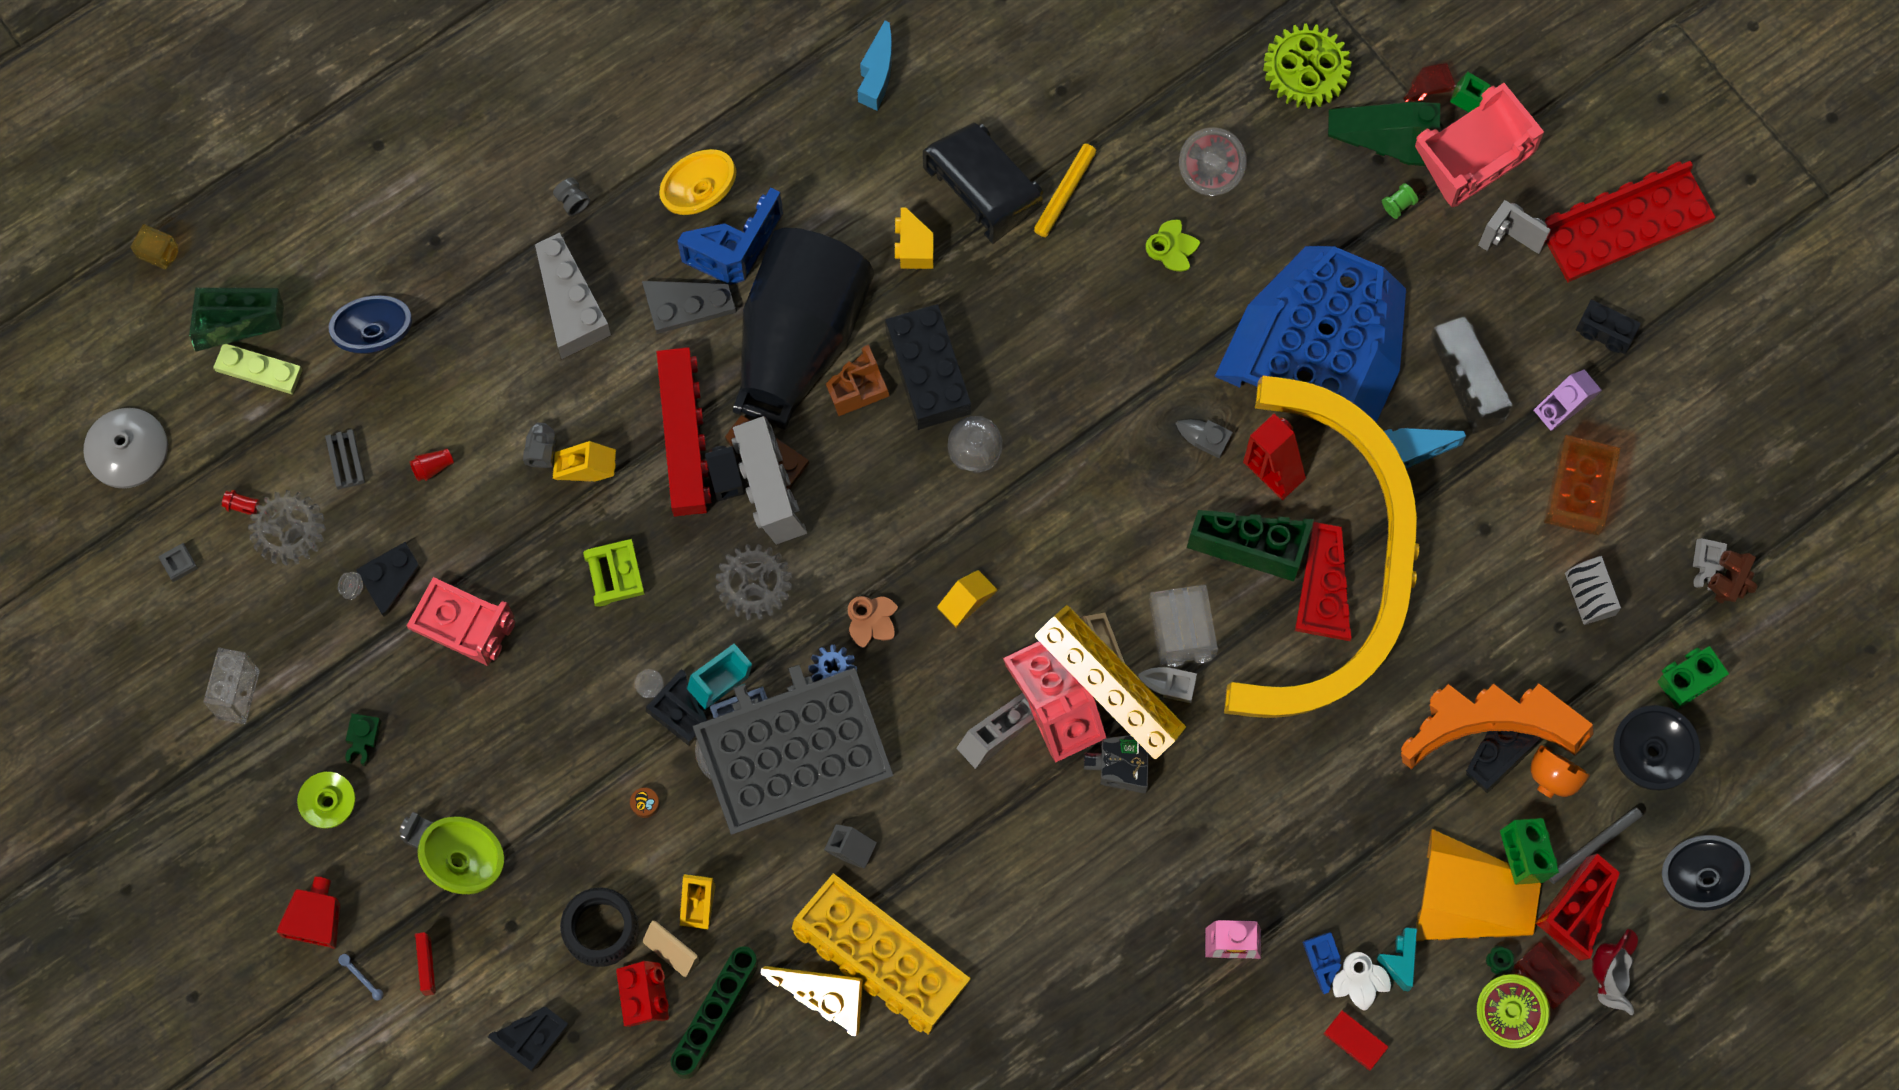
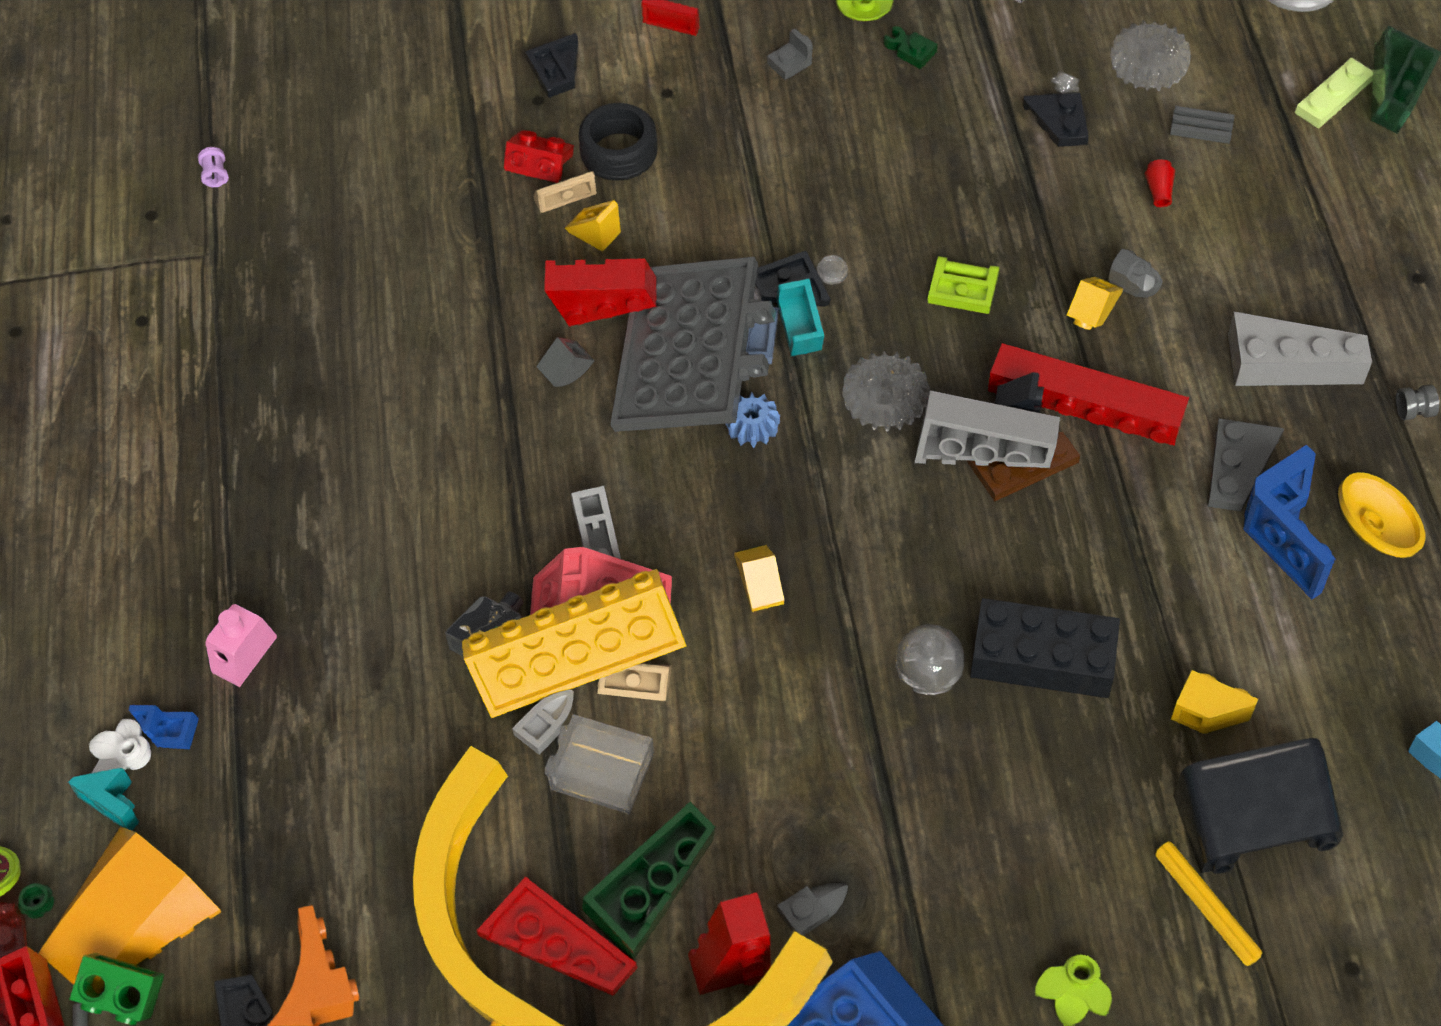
camera: 120 degrees right, 15 degrees down
(239, 503) = (1200, 29): red pin -> none
(370, 324) = (1338, 177): dark blue dish -> none
(462, 621) = (977, 149): coral bracket -> none
(465, 844) = (760, 48): lime dish -> none
(644, 802) = (716, 224): dark orange tile -> none
(715, 997) = (483, 197): dark green beam -> none
(775, 842) = (600, 290): none -> red wedge
(798, 319) = (1160, 544): black windscreen -> none
(832, 995) = (443, 283): wing -> none
(857, 384) = (1062, 578): dark orange slope -> none
(873, 623) = (783, 479): nougat plate -> none
(880, 951) = (445, 342): yellow bracket -> none
(1355, 1040) = (66, 715): red tile -> none

